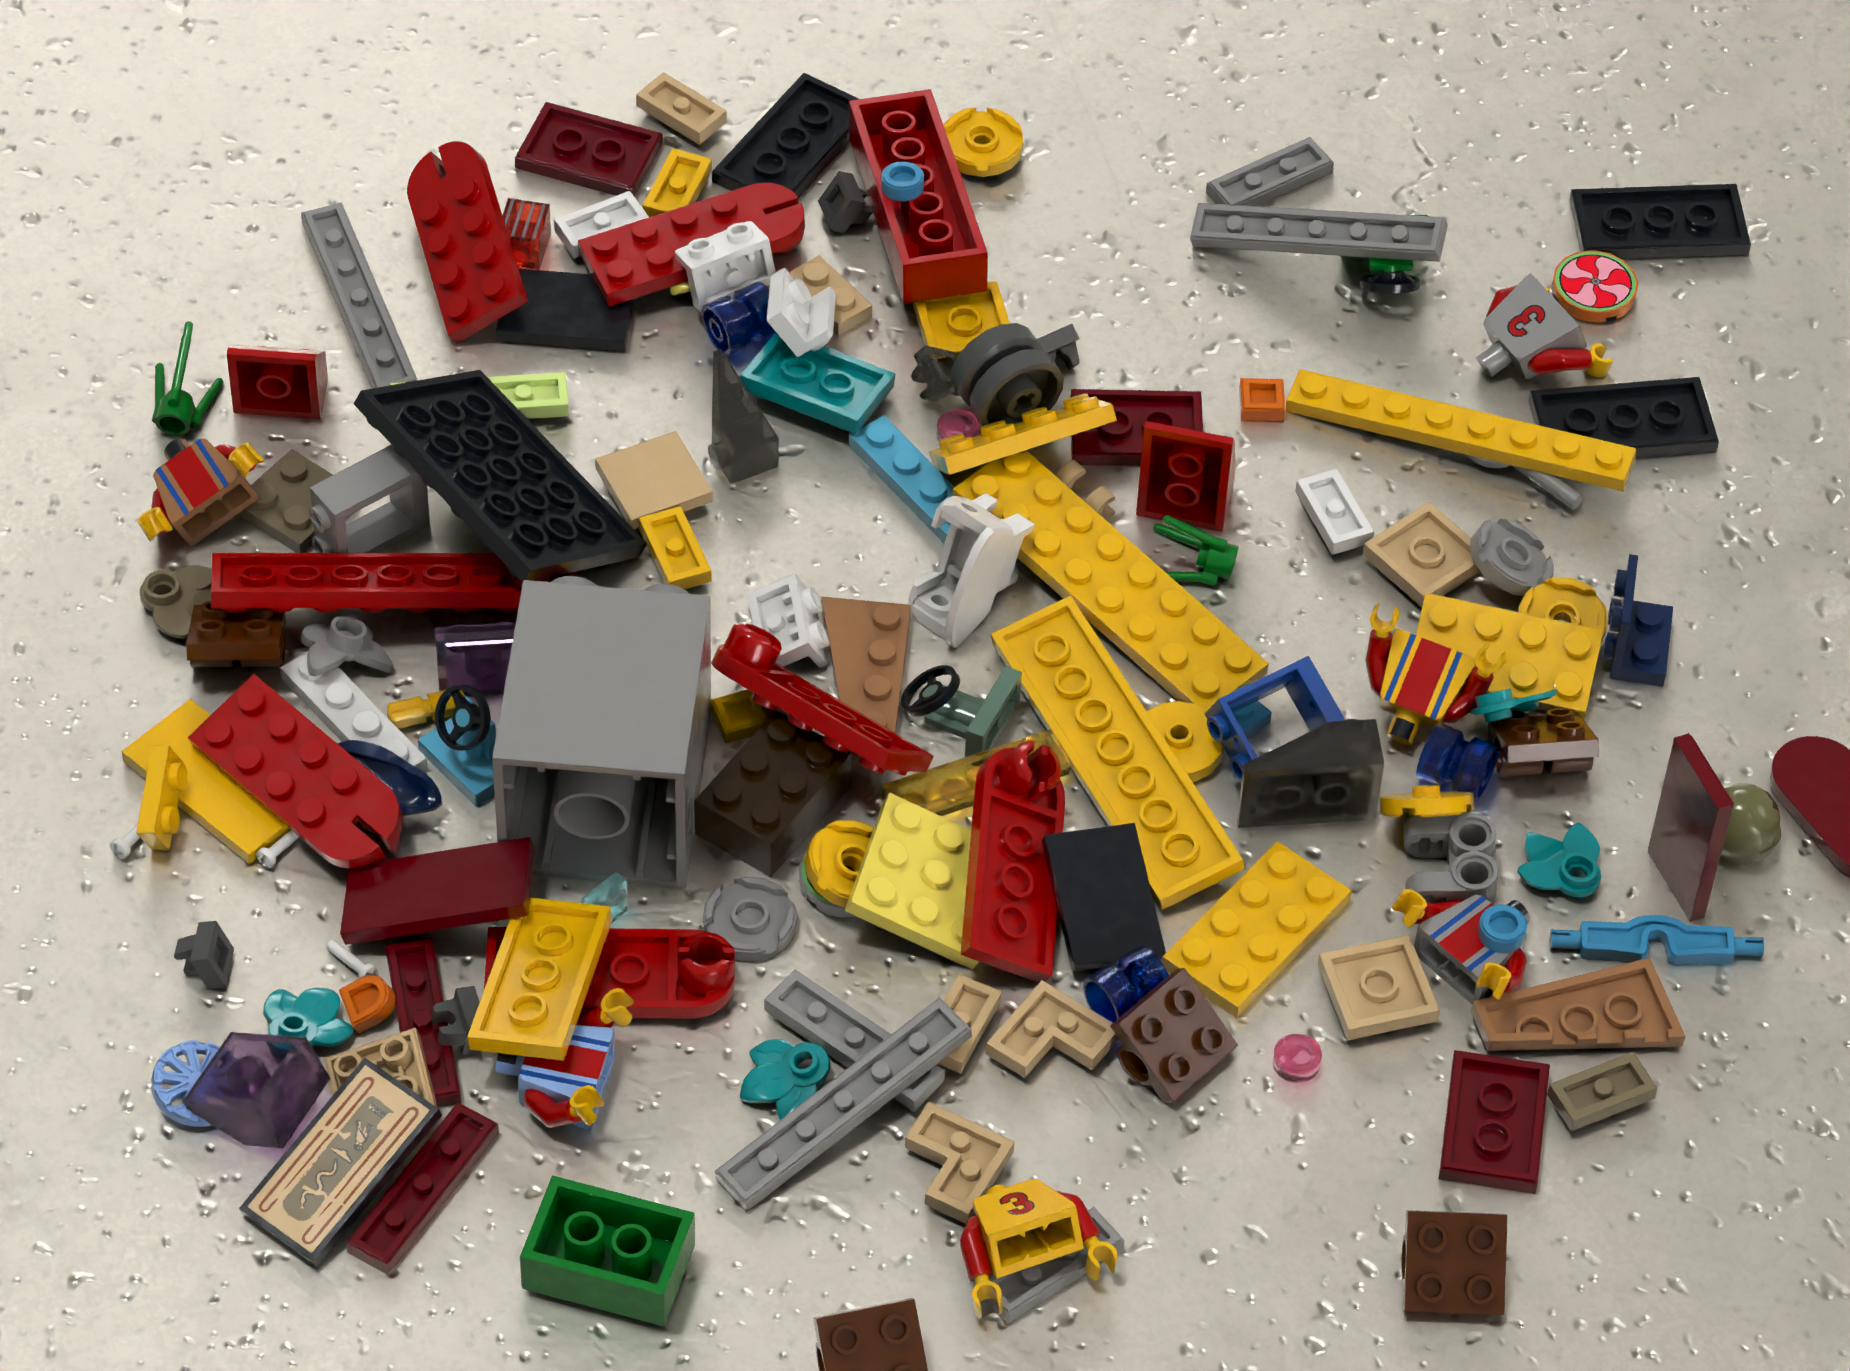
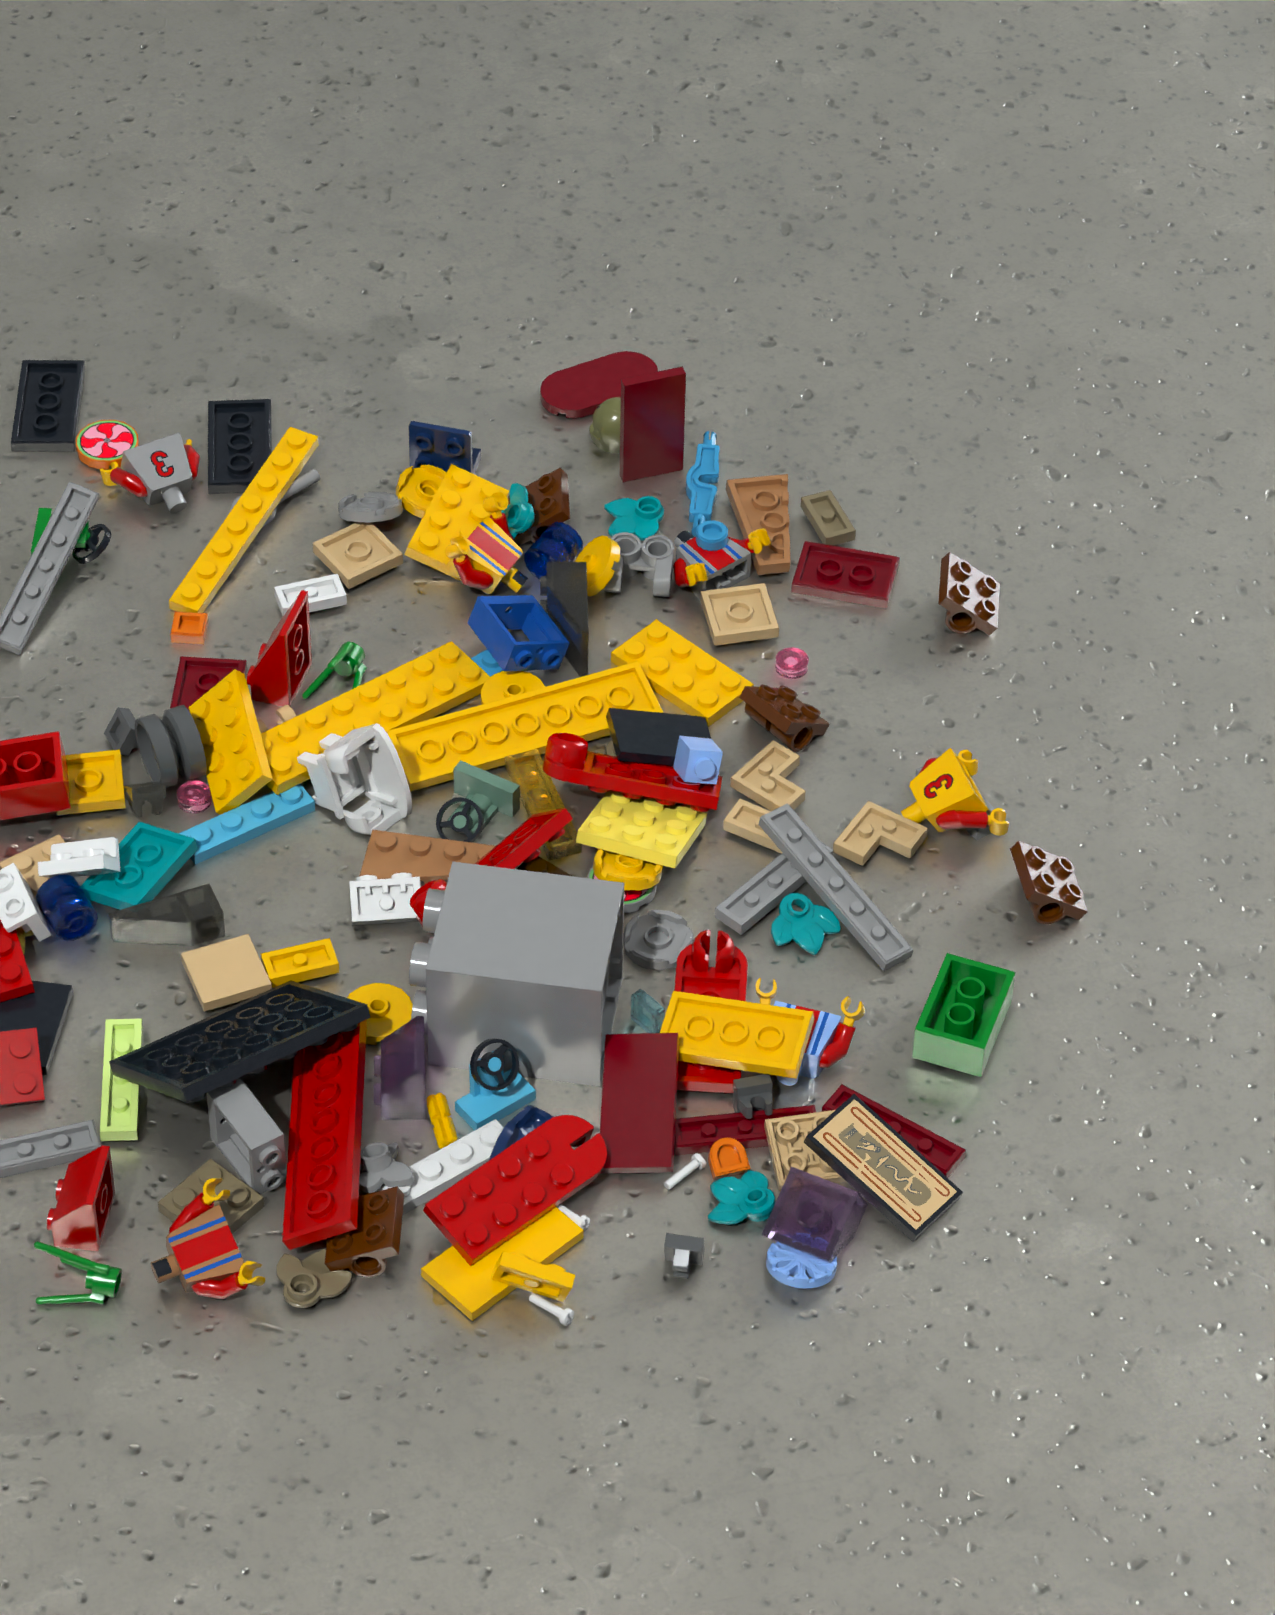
camera: 85 degrees left, 5 degrees down
(1046, 926) = (697, 760): none -> light blue brick
(1118, 988) = (740, 731): clear blue wheel -> none

